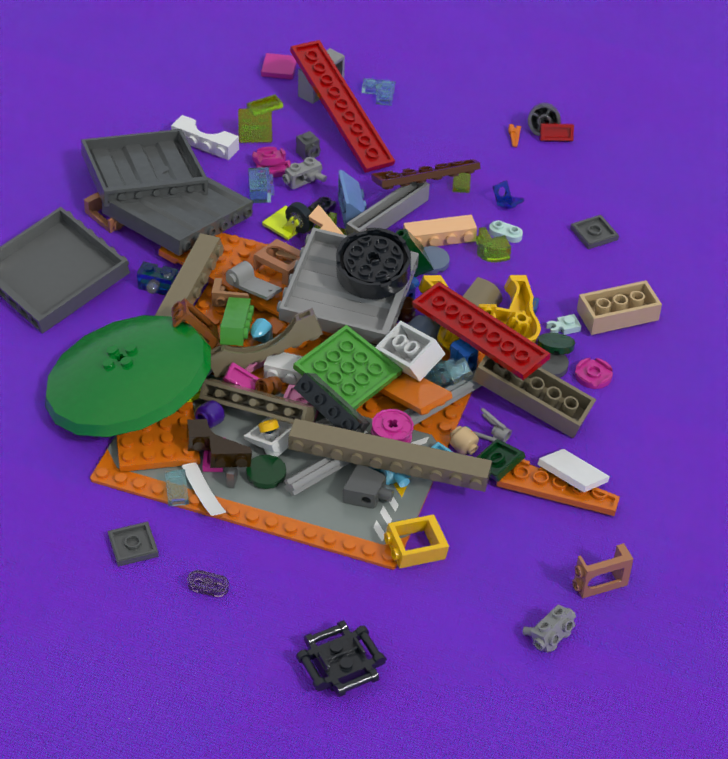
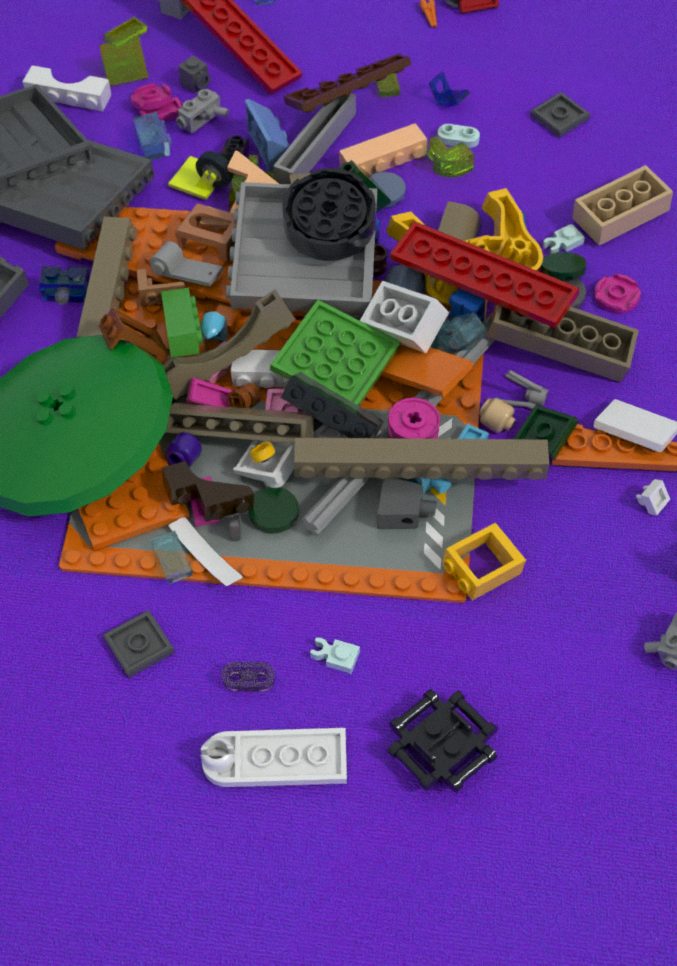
camera: 10 degrees left, 10 degrees up
(210, 643) = (276, 757): none -> white plate
(281, 585) = (339, 656): none -> light aqua plate
(569, 525) = (654, 497): none -> white tile

